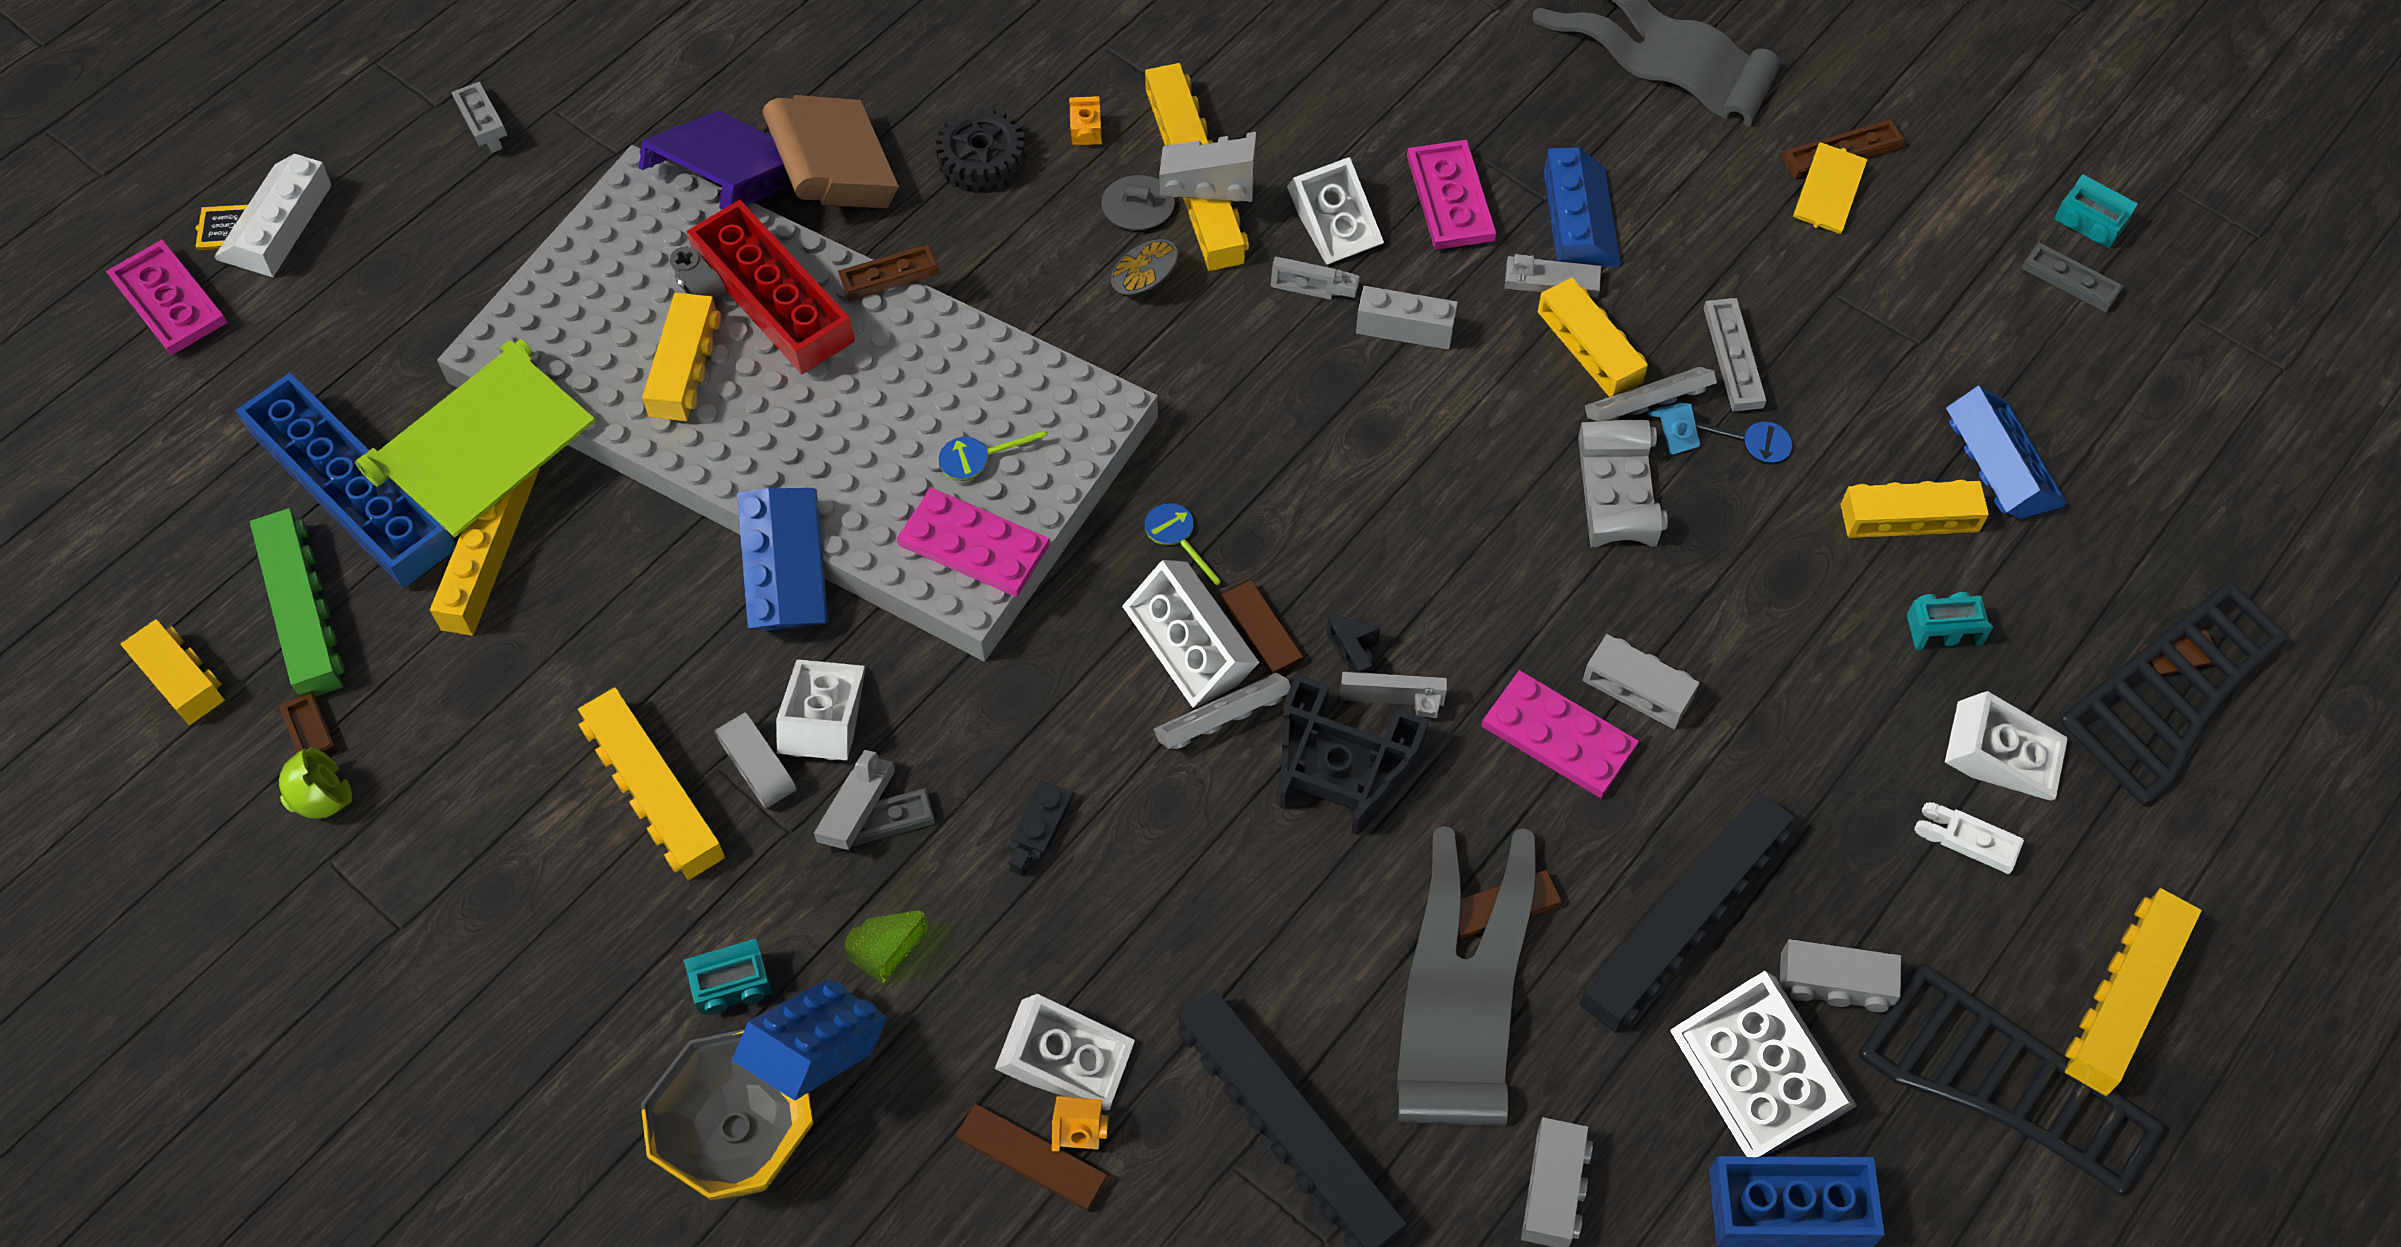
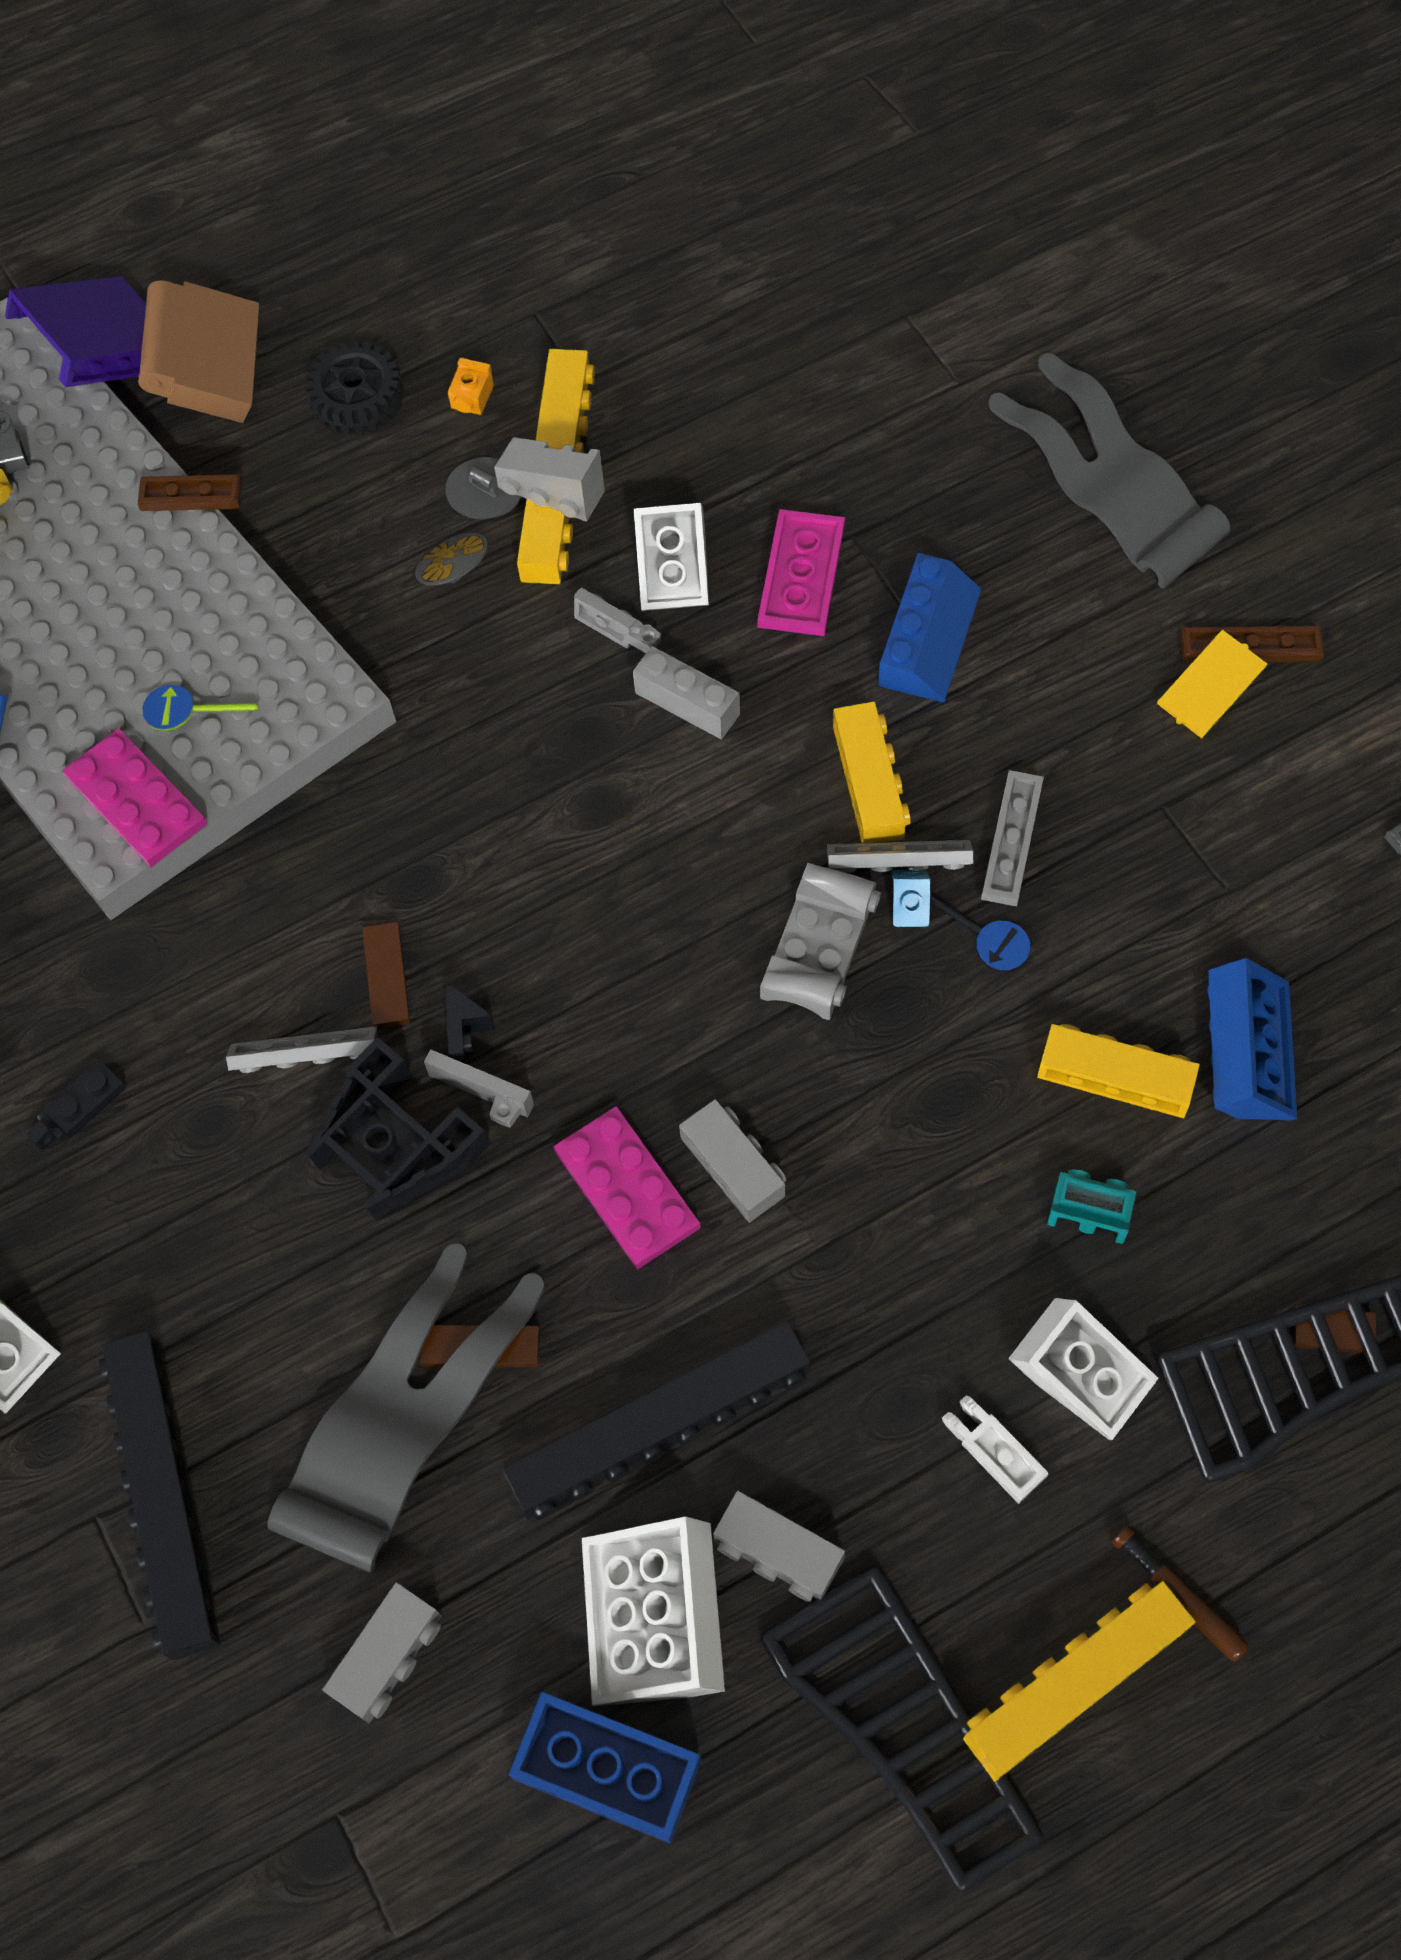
camera: 25 degrees right, 5 degrees up
(772, 287) = (64, 476): red brick -> none
(1173, 525) = (351, 839): blue piece -> none
(1189, 633) = (311, 957): white slope -> none
(1539, 275) = (854, 687): light grey hinge -> none
(2210, 915) = (1206, 1619): none -> reddish brown piece

